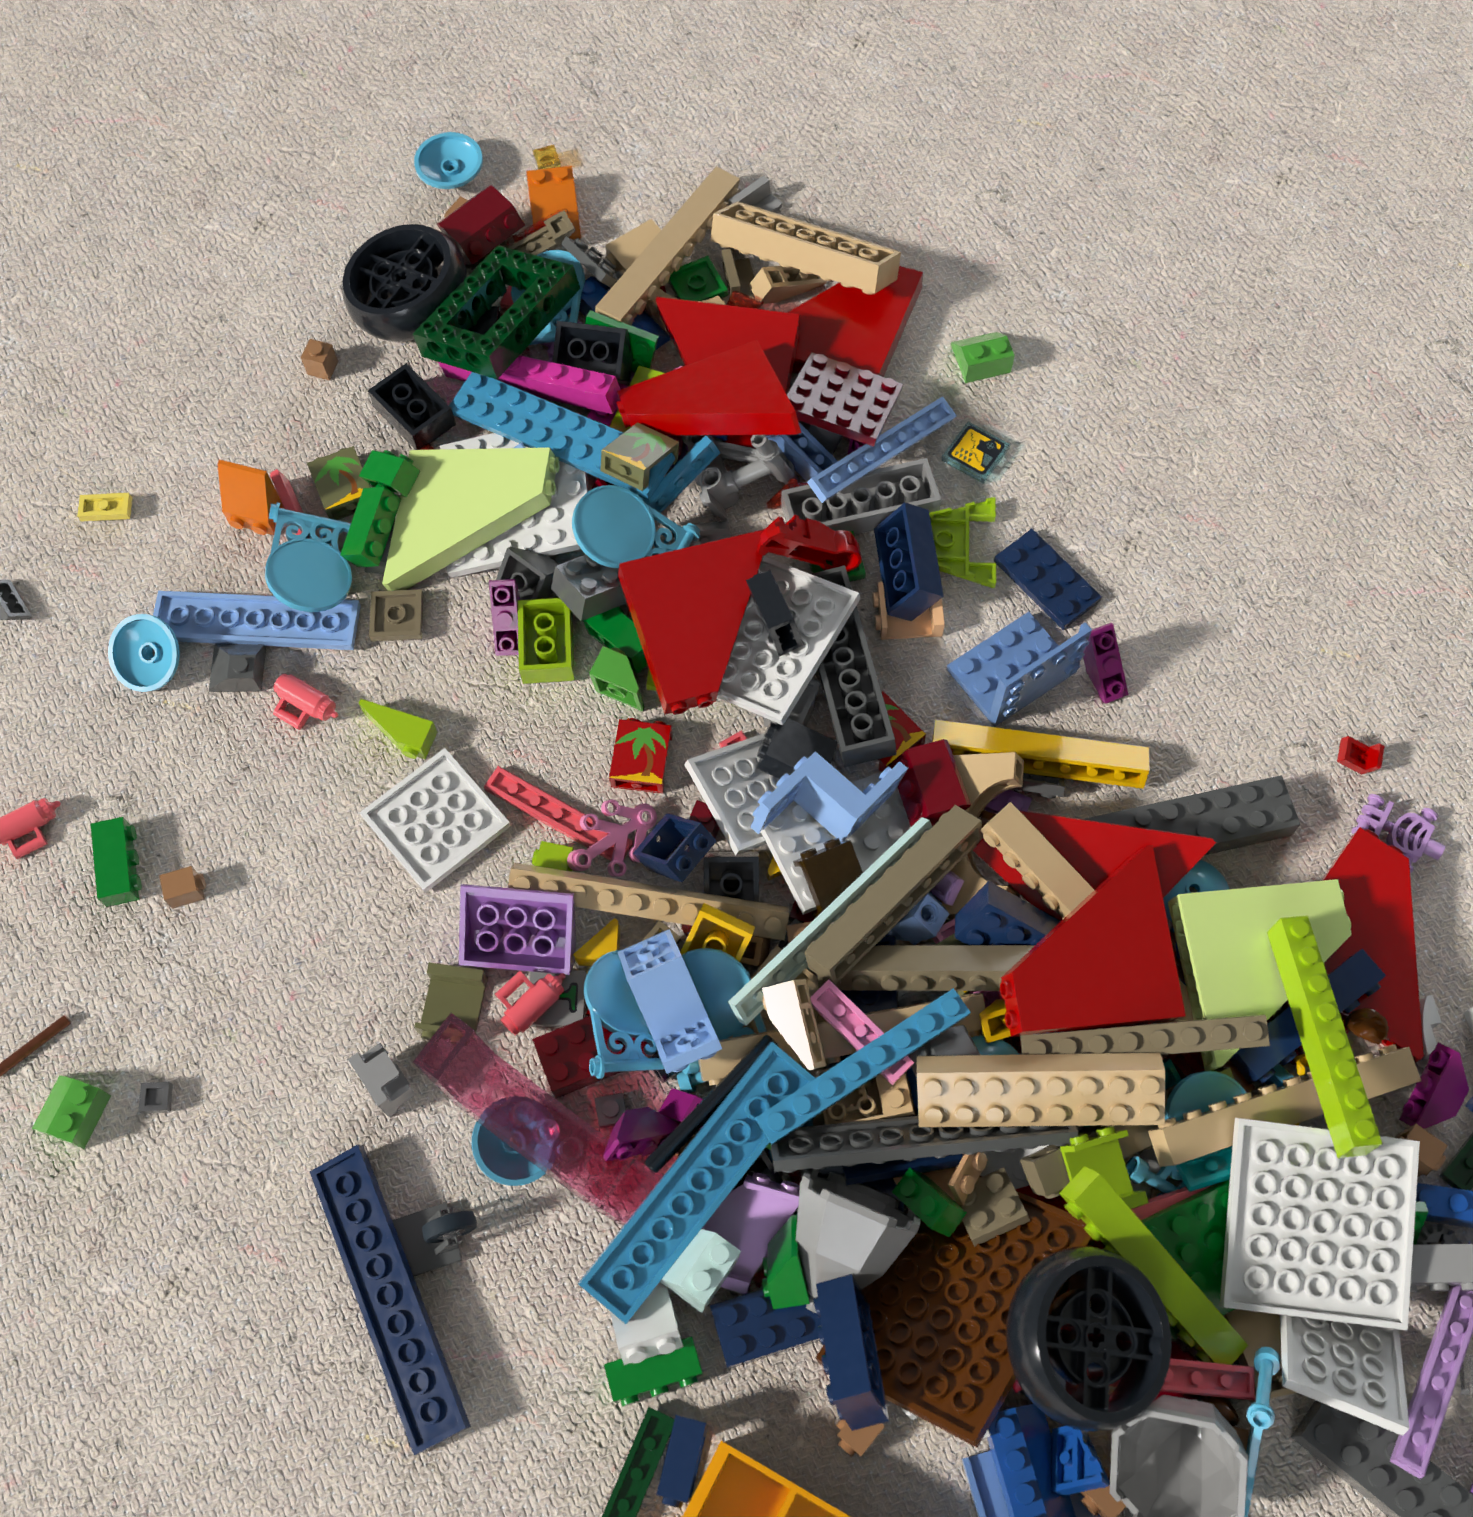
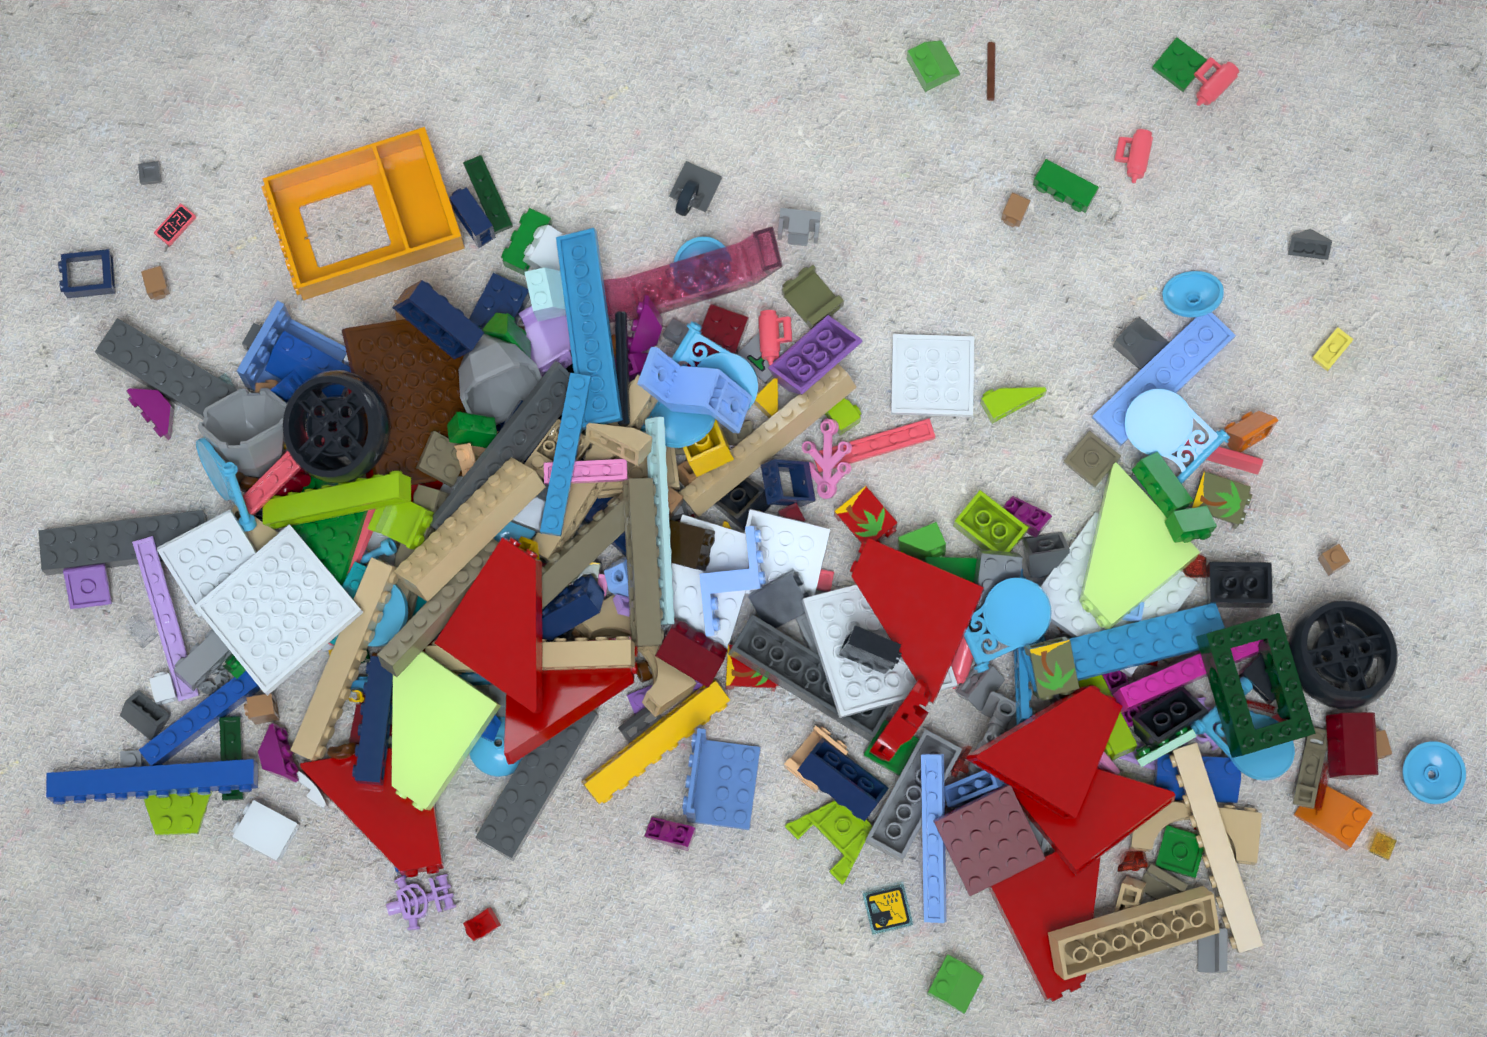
camera: 130 degrees right, 10 degrees up
(155, 1097) = (899, 111): flat silver plate -> none
(305, 698) = (1081, 363): coral piece -> none
(389, 1300) = (683, 146): dark blue plate -> none
(592, 260) = (1245, 789): dark grey plate -> none
(1047, 579) = (761, 864): dark blue plate -> none
(1324, 1038) = (357, 695): lime brick -> none

